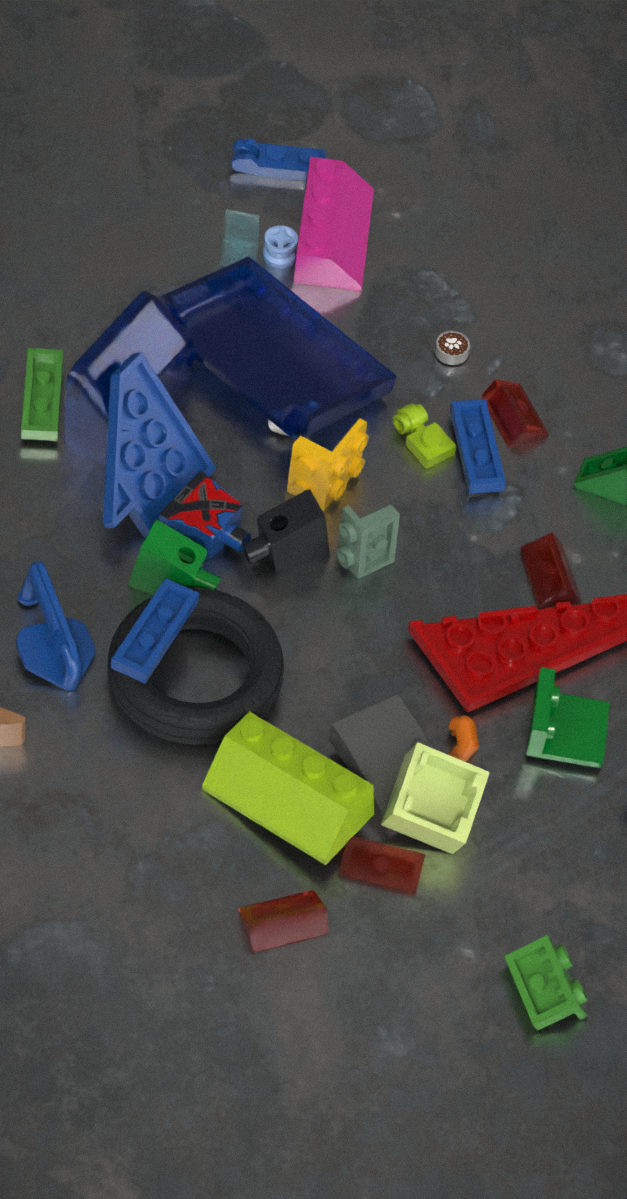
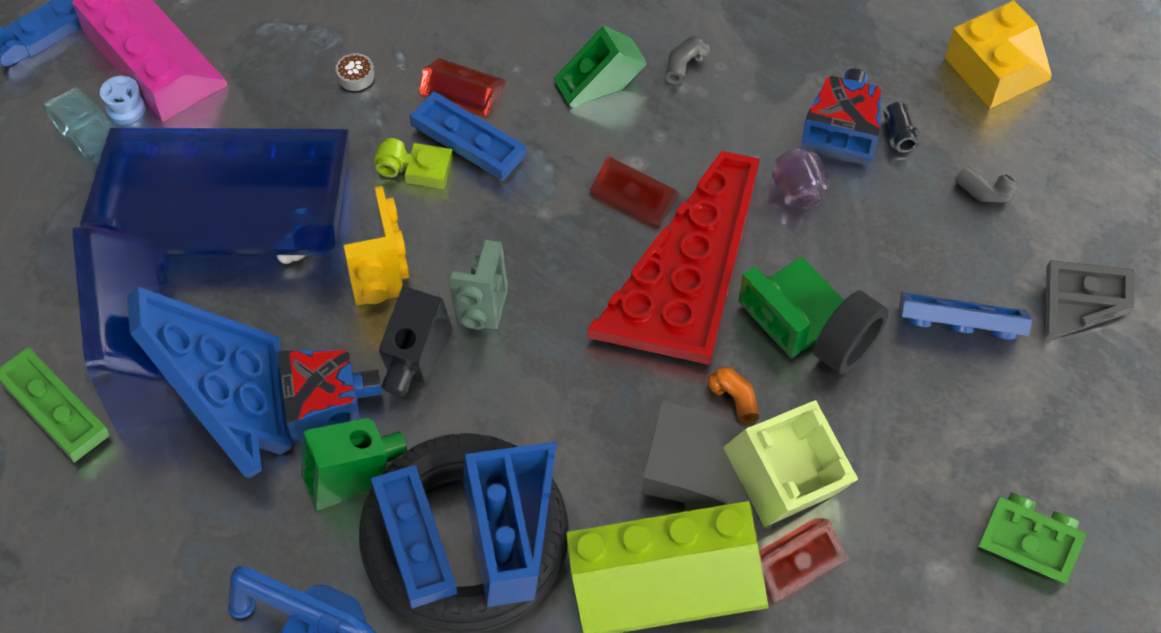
camera: 40 degrees left, 5 degrees up
(219, 665) = (508, 514): none -> blue wedge
(573, 750) = (851, 332): none -> black tyre

